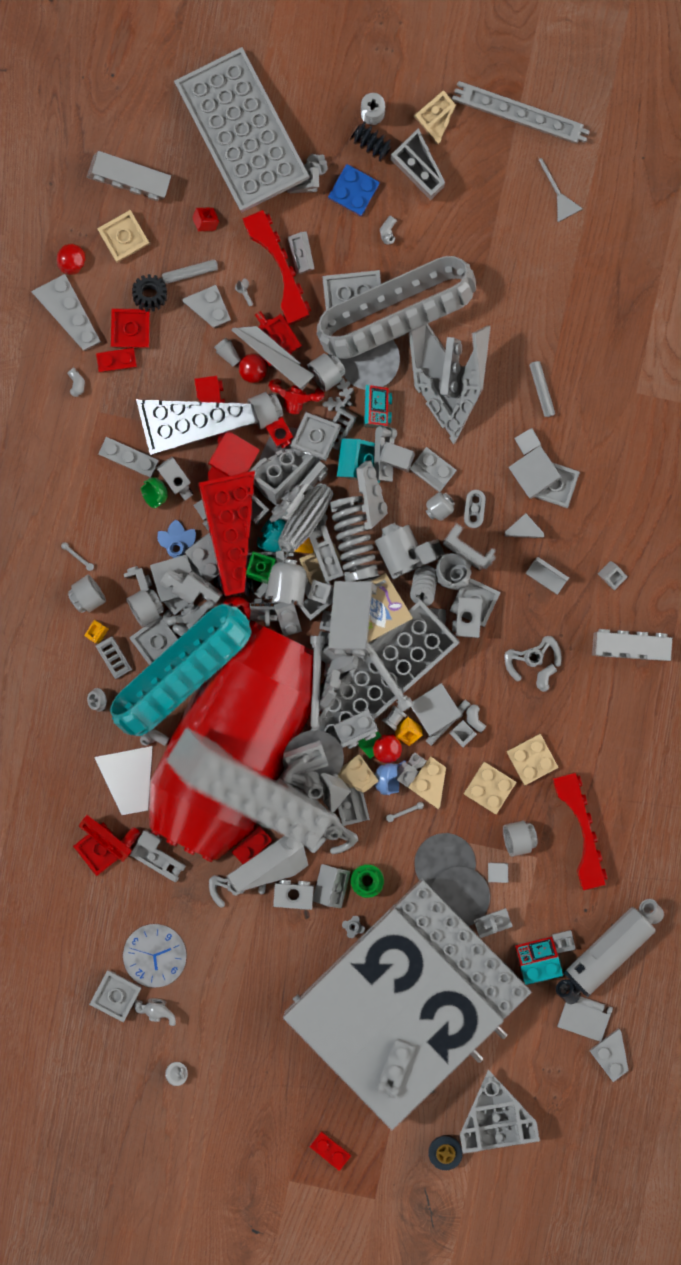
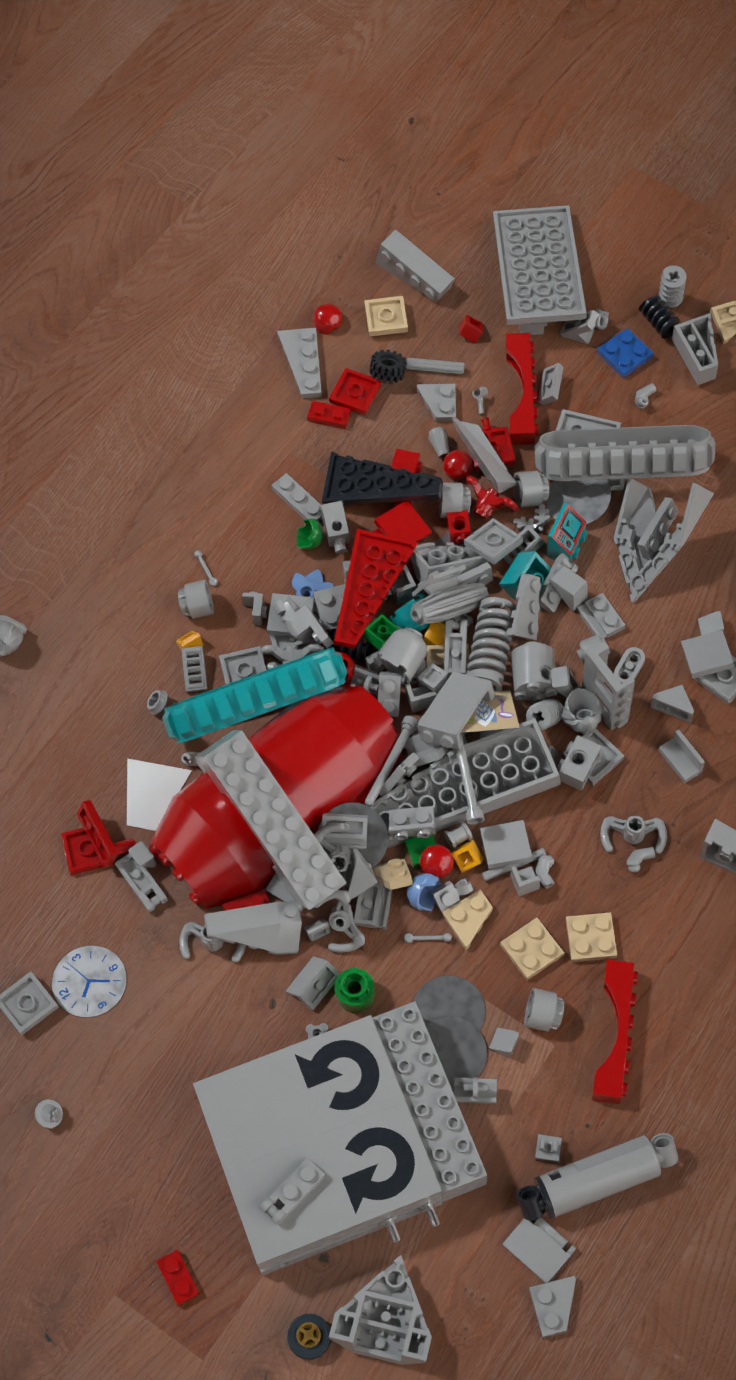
camera: 25 degrees right, 25 degrees down
(78, 383) = (282, 420): light grey arm -> none
(145, 606) = (249, 631): light grey piece -> none
(155, 1010) = (60, 1036): light grey piece -> none
(282, 899) = (274, 984): light grey brick -> none
(538, 960) = (510, 1157): slope -> none

